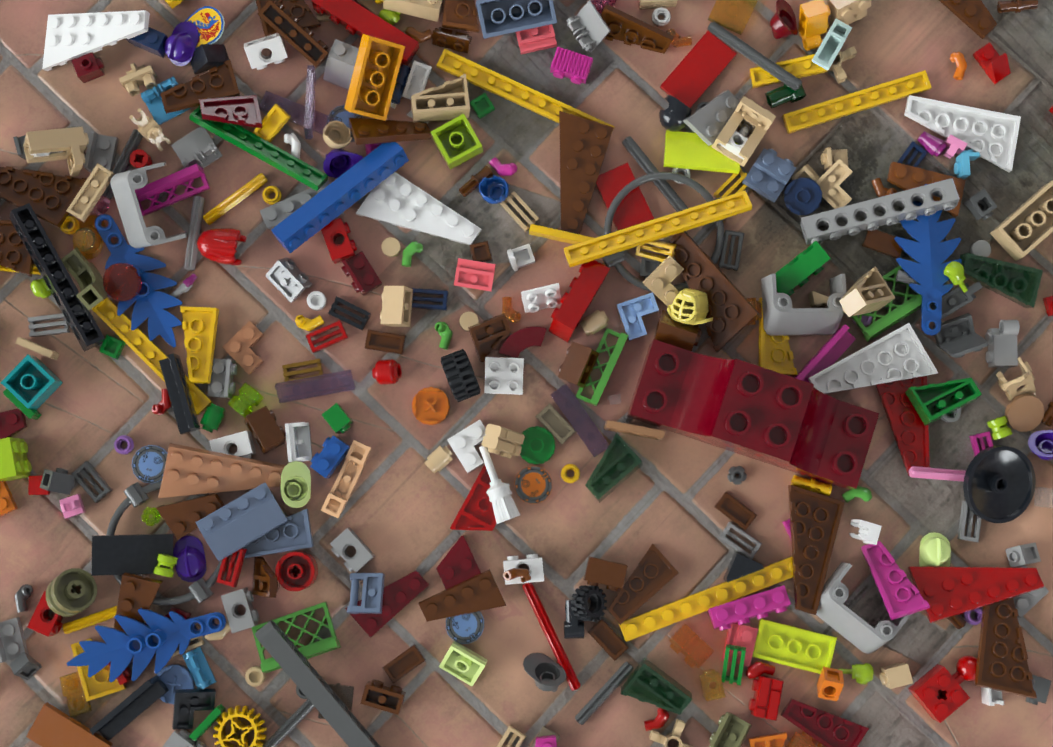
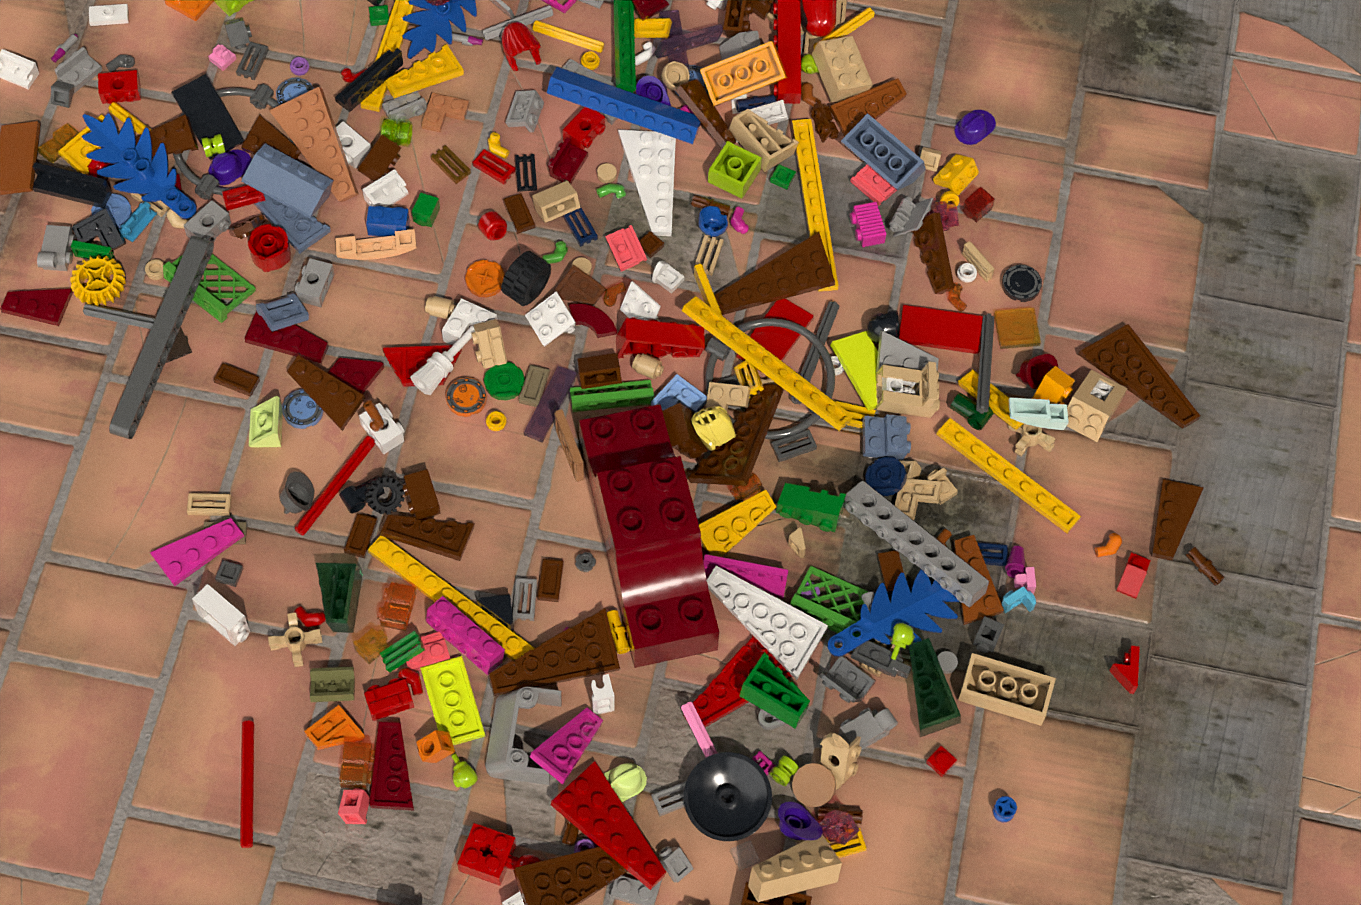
camera: 55 degrees right, 20 degrees down
(34, 486) = (219, 24): red tile -> none
(71, 592) = (147, 88): olive wheel -> none
(155, 516) = (248, 122): clear neon green plate -> none
(212, 418) = (365, 117): green brick -> none
(295, 484) = (346, 205): yellowish green piece -> none
(315, 386) = (443, 179): clear purple tile -> none
(316, 300) = (520, 142): white tile -> none
(383, 697) = (195, 373): reddish brown brick -> none
(604, 693) = (301, 556): dark grey axle -> none
(613, 469) = (521, 450): clear green wedge -> none
(783, 320) = (768, 534): light grey windscreen -> none
(860, 492) = (637, 676): bright green arm -> none
(867, 294) = (825, 567): tan wedge -> none
(896, 675) = (480, 805): tan brick -> none
(983, 130) = (1060, 600): white wing -> none

